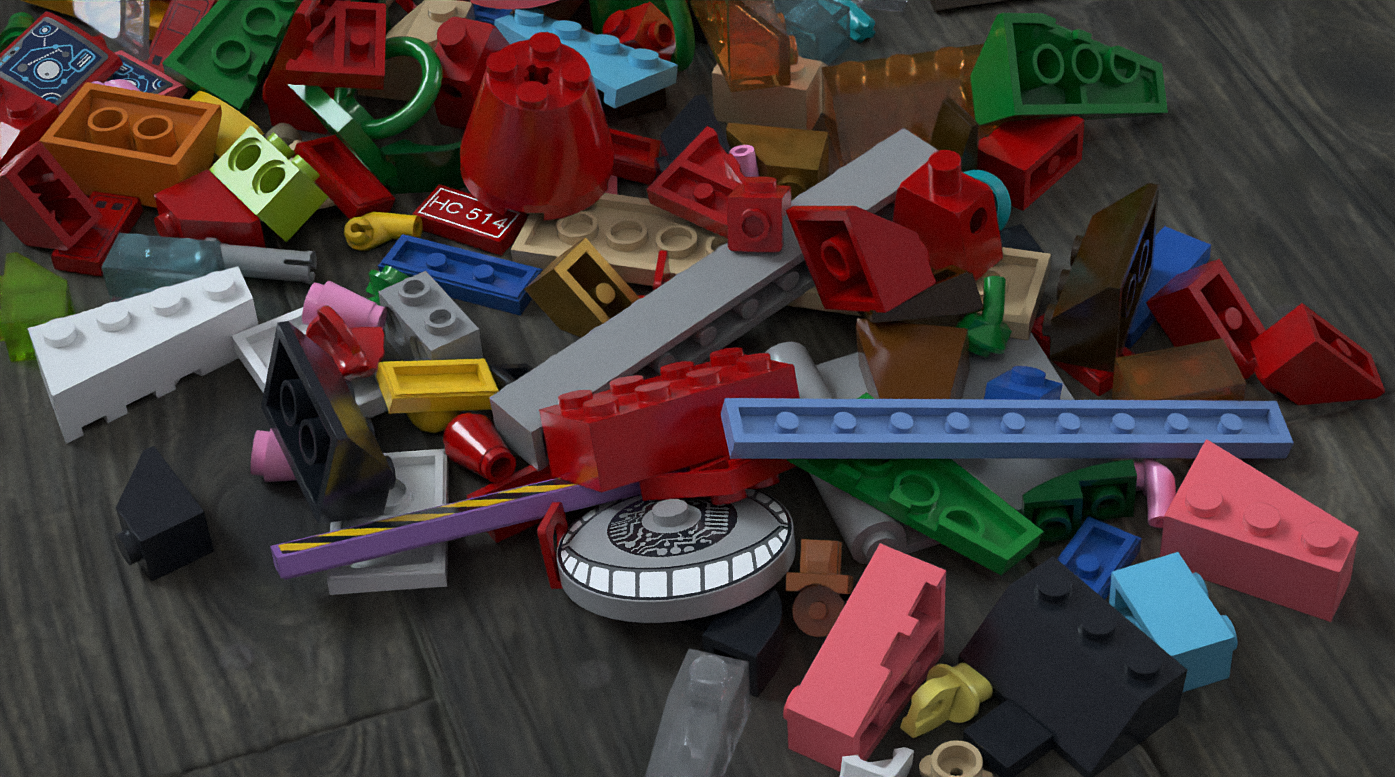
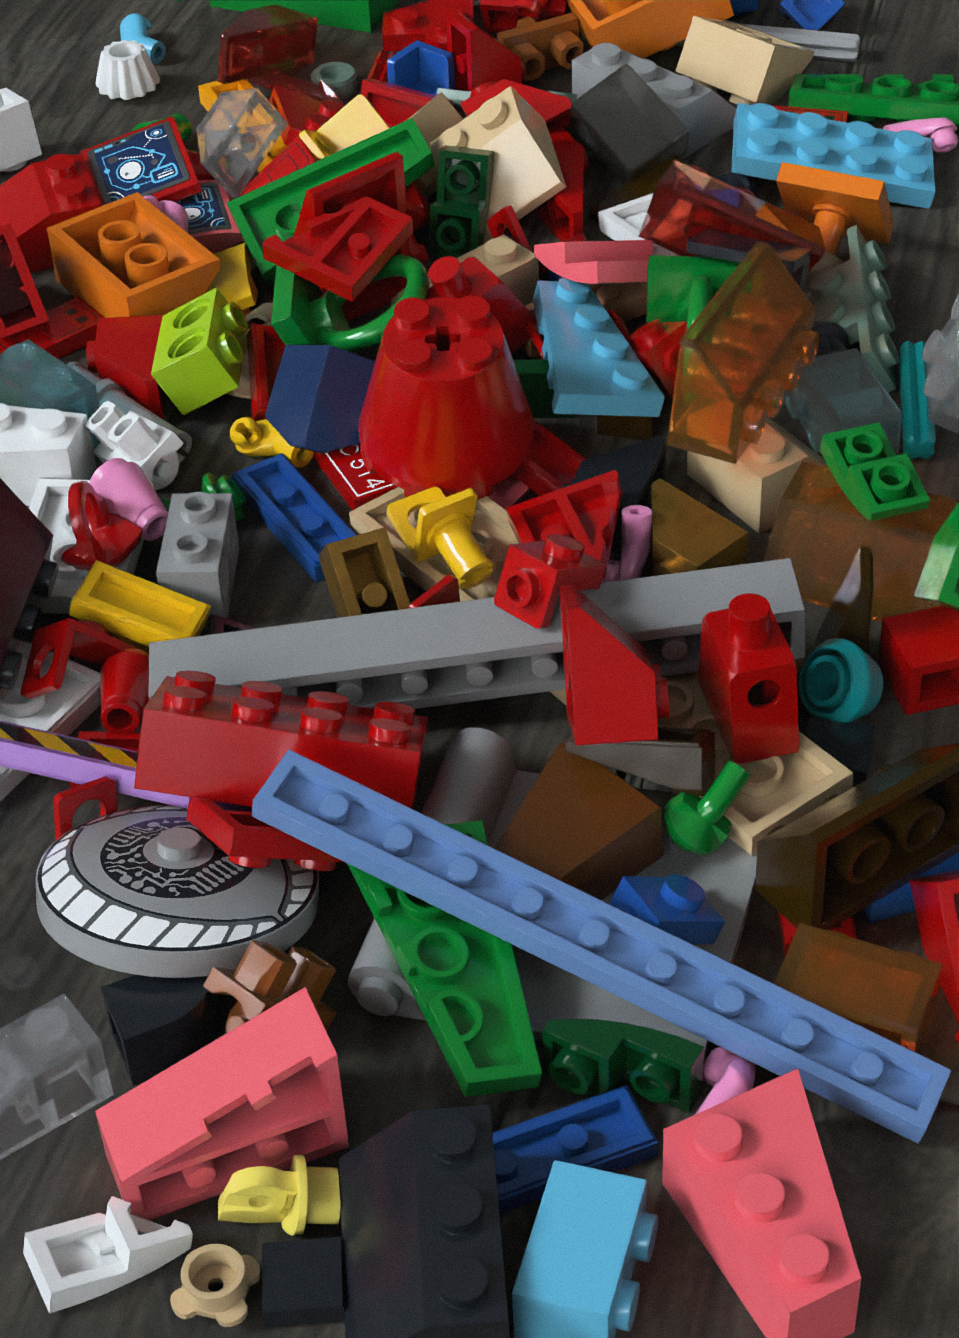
camera: 35 degrees right, 0 degrees up
(289, 273) = (136, 441): none -> white hips
(412, 173) = (319, 397): none -> dark blue slope
(416, 431) = (69, 636): none -> red bracket
(619, 224) = (443, 528): none -> yellow bracket
(897, 56) = (872, 473): none -> green slope

